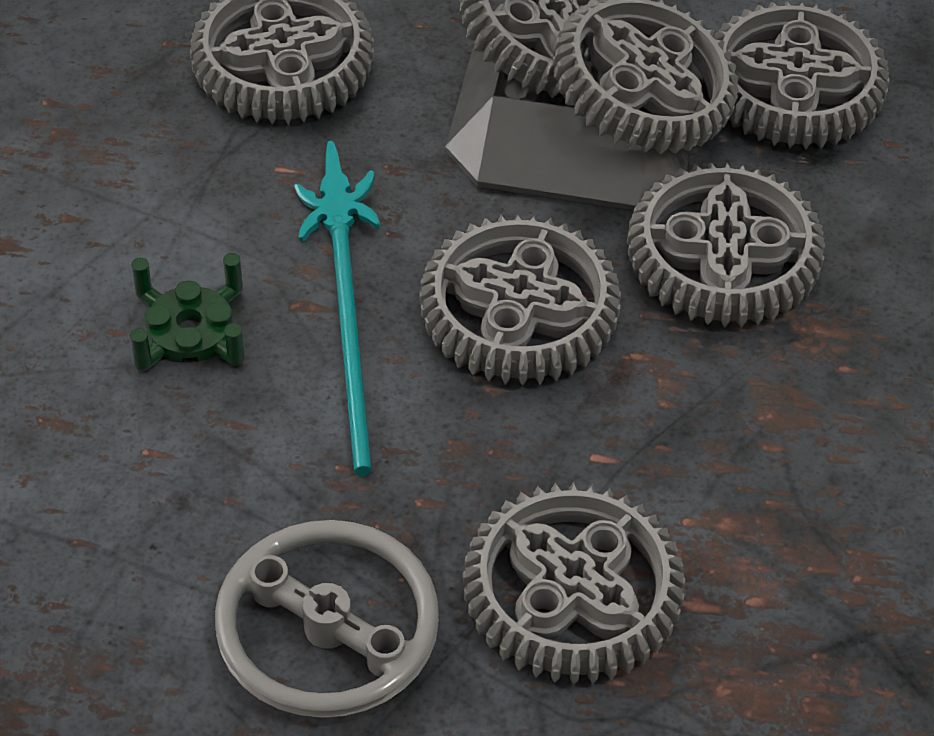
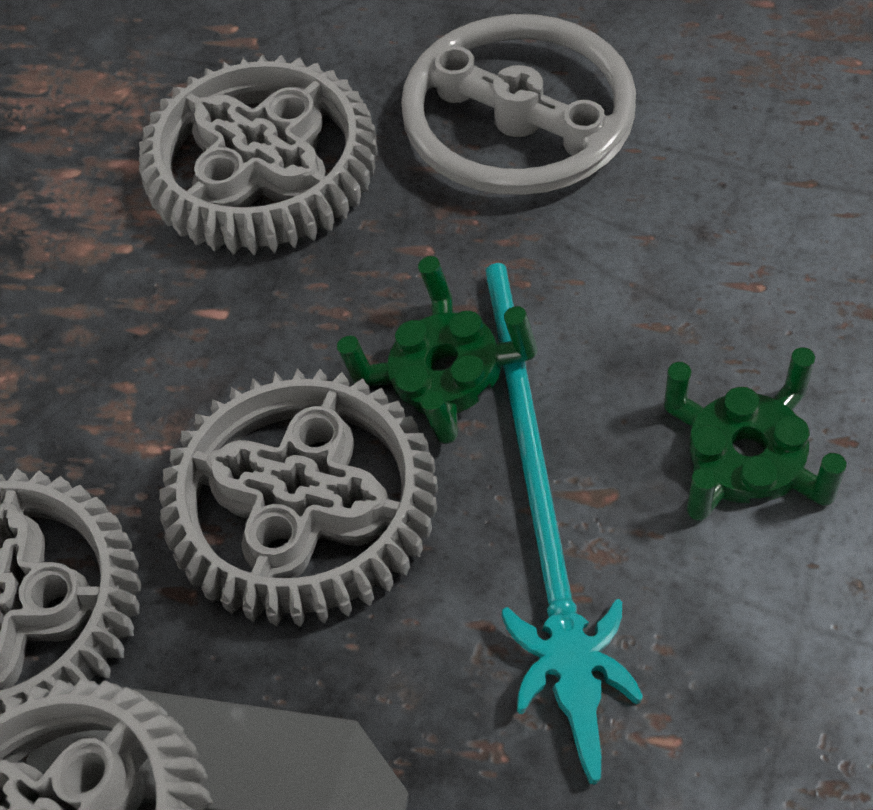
camera: 175 degrees left, 5 degrees up
(412, 365) = (442, 335): none -> dark green plate

